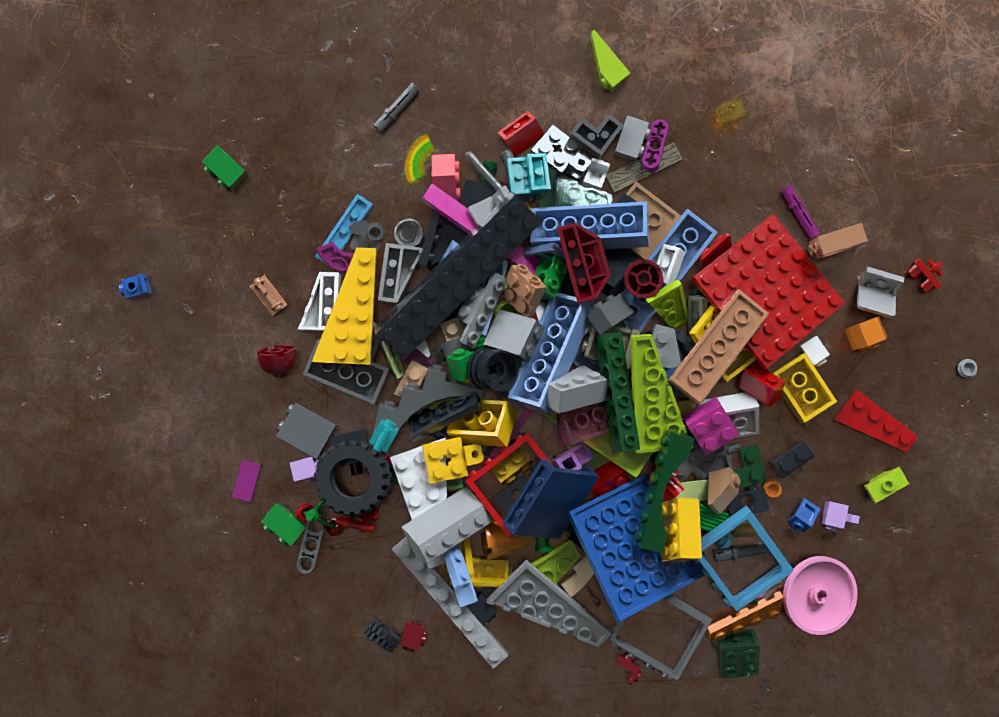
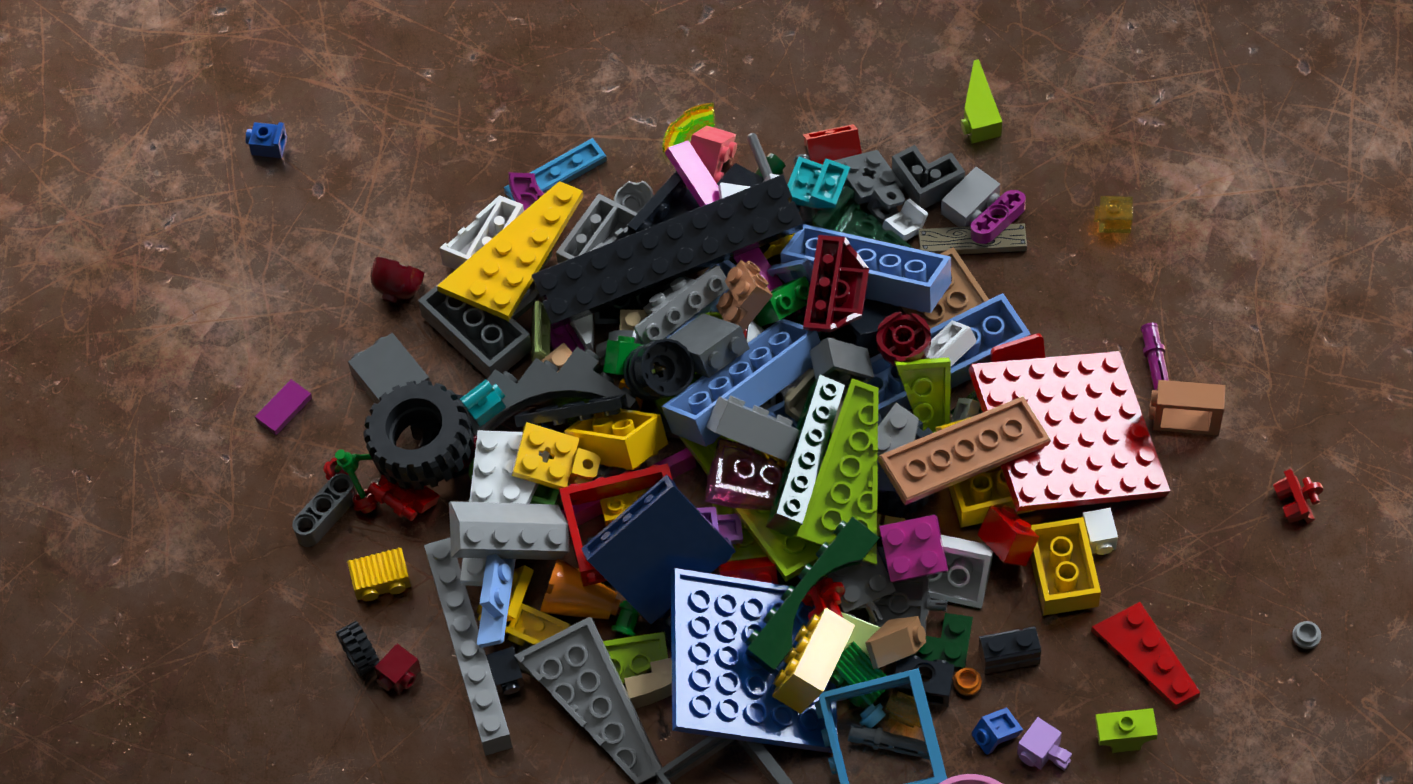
camera: 30 degrees right, 25 degrees down
(225, 168) = (444, 51): green brick -> none
(268, 295) = (423, 207): nougat hinge -> none
(284, 524) = (302, 471): green brick -> none
(304, 469) = (355, 416): lavender brick -> none
(363, 236) = (580, 178): dark grey plate -> none
(369, 575) = (379, 574): none -> yellow brick
(394, 109) = (679, 66): dark grey pin -> none
(866, 334) = (1182, 527): orange wedge -> none
(878, 292) = (1221, 489): light grey bracket -> none

